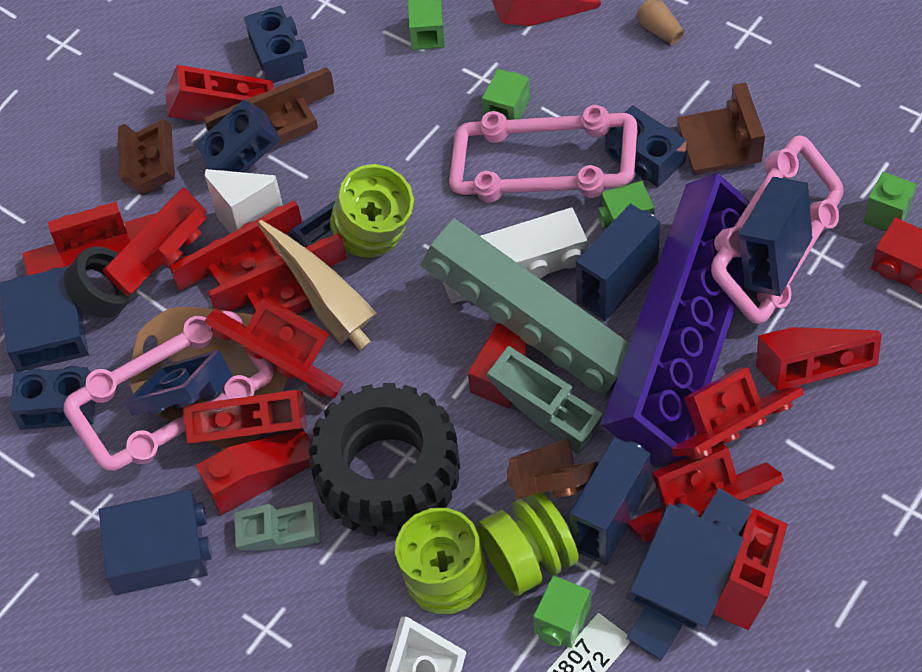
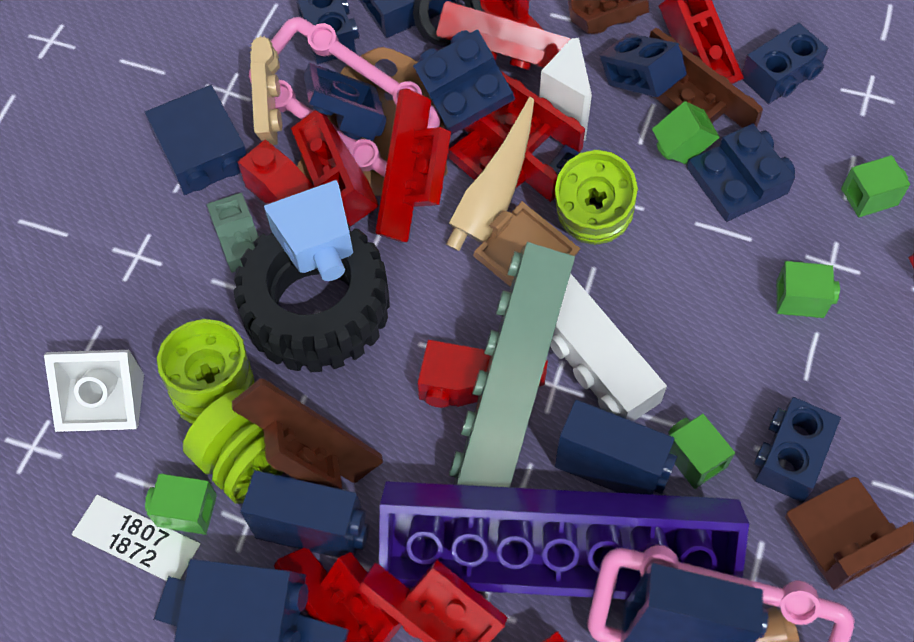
camera: 70 degrees right, 5 degrees up
(143, 448) = (265, 89): none -> tan hinge
(207, 275) = (463, 80): none -> dark blue plate
(323, 134) = (685, 133): none -> bright green brick
(342, 419) = (313, 229): none -> light blue torso
(373, 108) = (742, 172): none -> dark blue plate
(396, 285) = (511, 234): none -> medium nougat piece
(544, 399) = (416, 419): sand green slope -> none
(589, 180) = (714, 396): bright pink bar -> none

